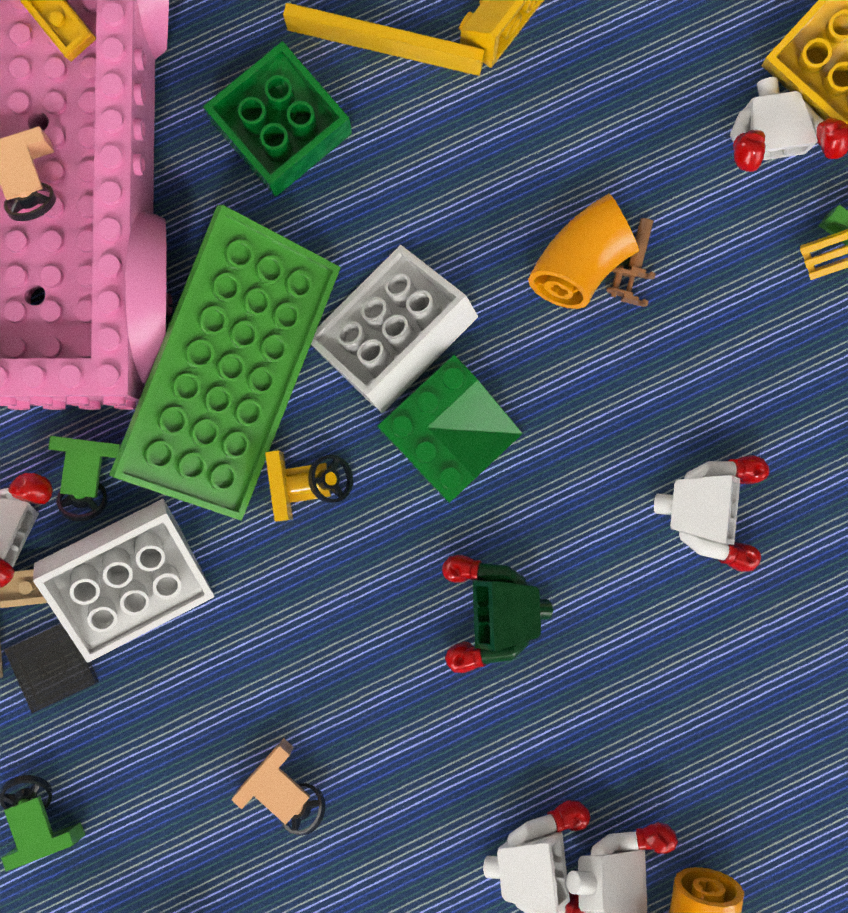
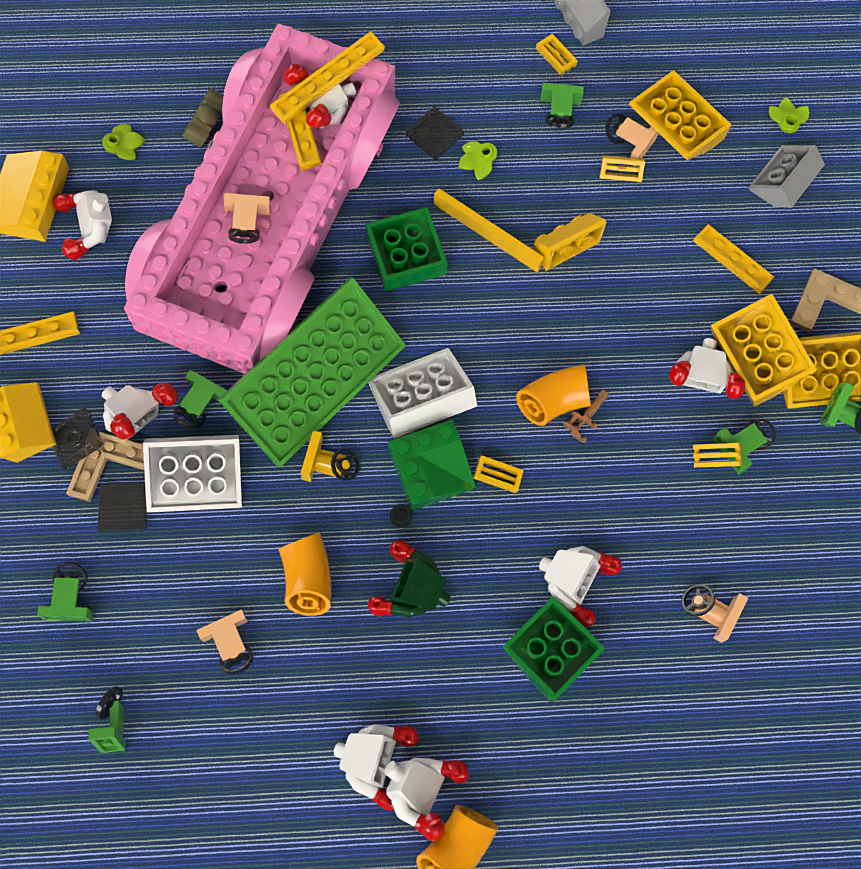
camera: 20 degrees right, 15 degrees down
(345, 658) = (307, 576): none -> light orange brick
(438, 518) = (401, 516): none -> black plate
(518, 405) = (495, 482): none -> yellow tile
(721, 621) = (553, 649): none -> green slope

